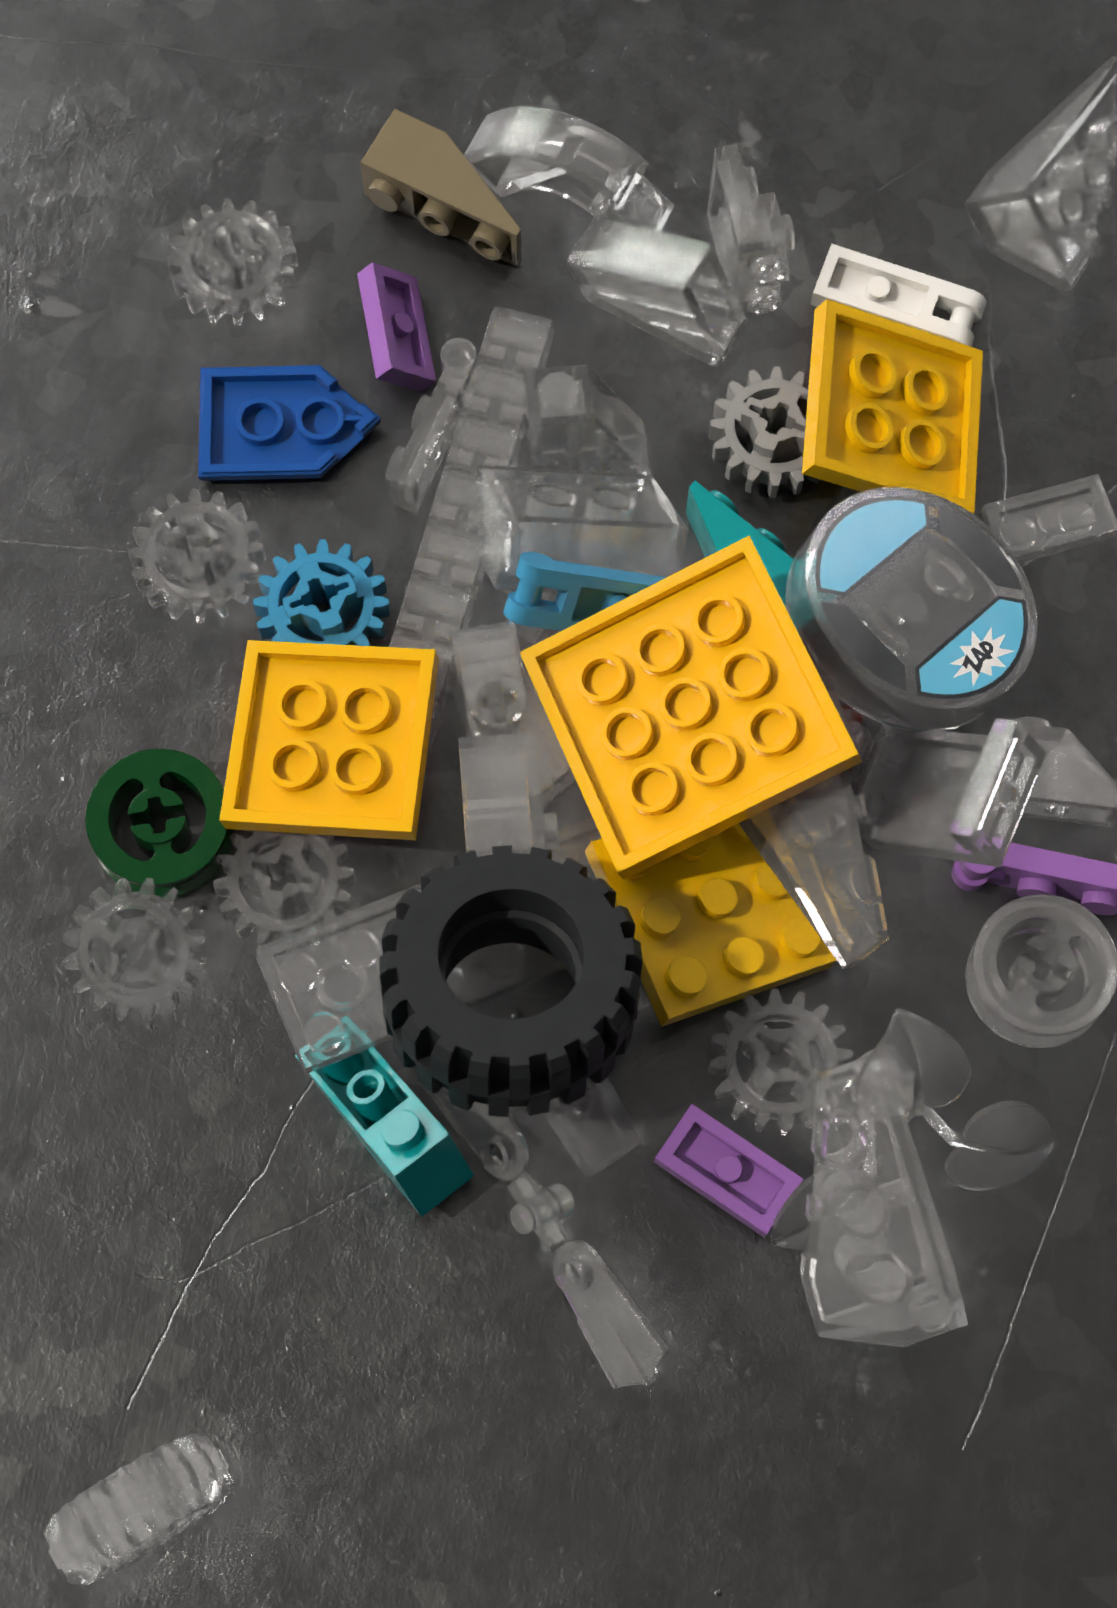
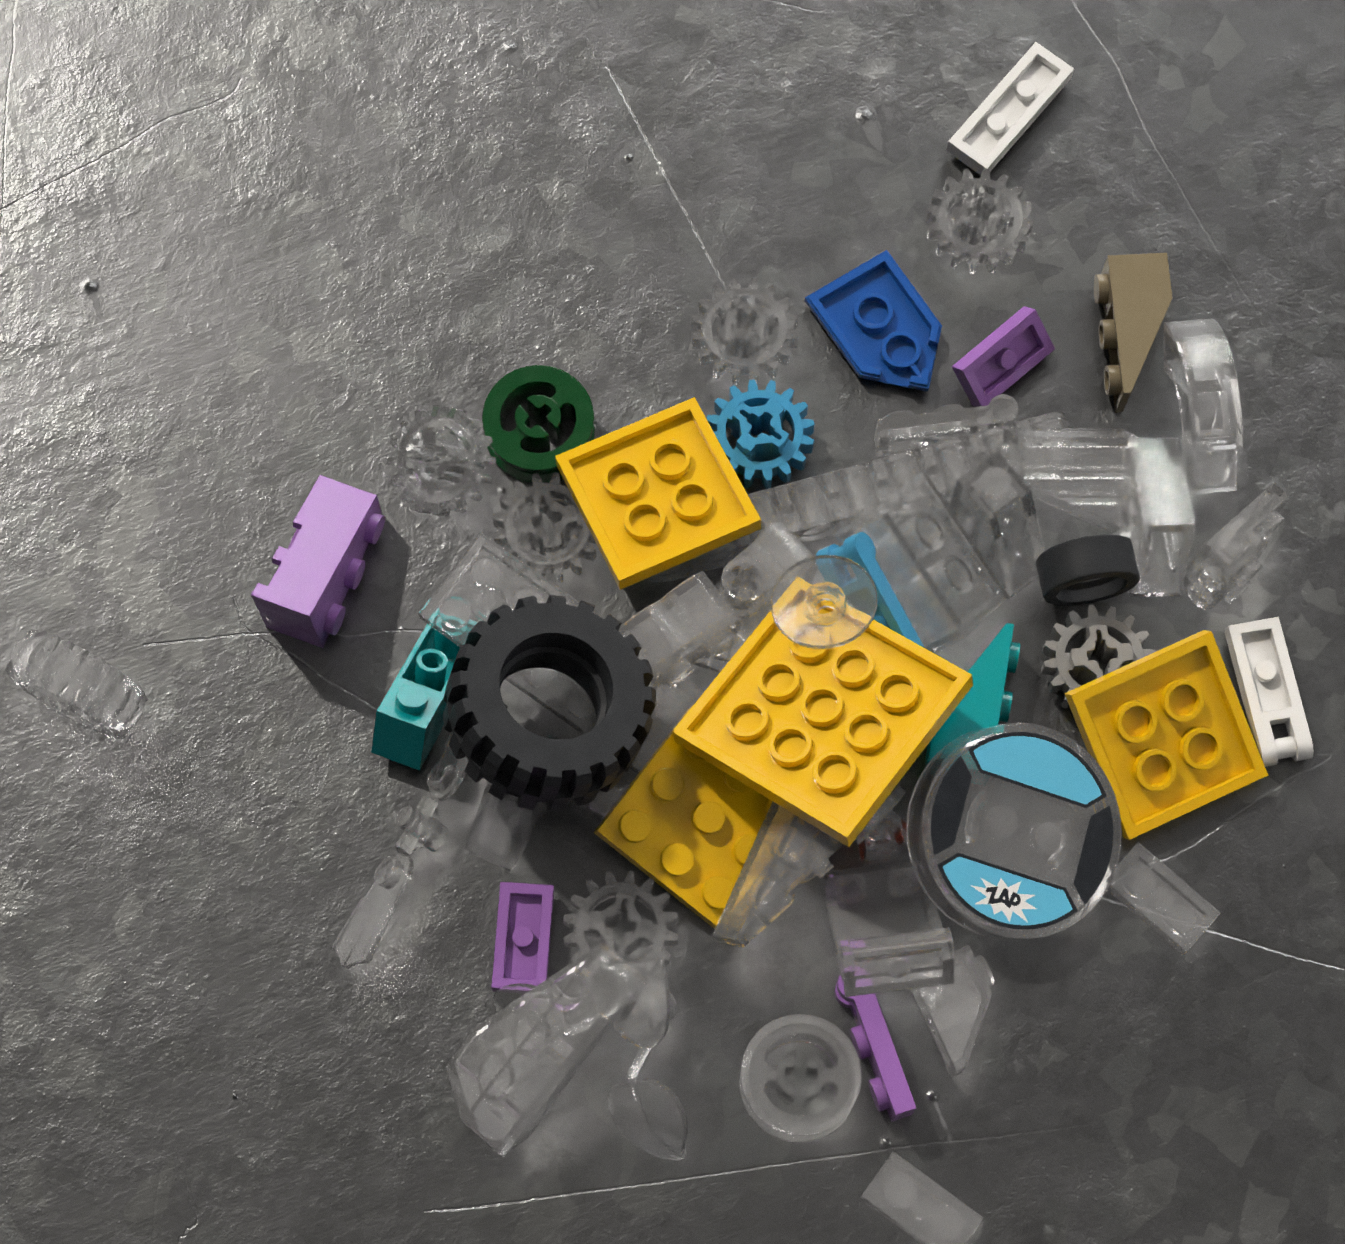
camera: 60 degrees right, 0 degrees up
(130, 163) = (1010, 109): none -> white plate
(166, 1146) = (320, 562): none -> wedge
(561, 613) = (821, 584): none -> clear dish
(576, 316) = (1078, 471): none -> clear slope
(680, 379) = (1087, 569): none -> black tyre

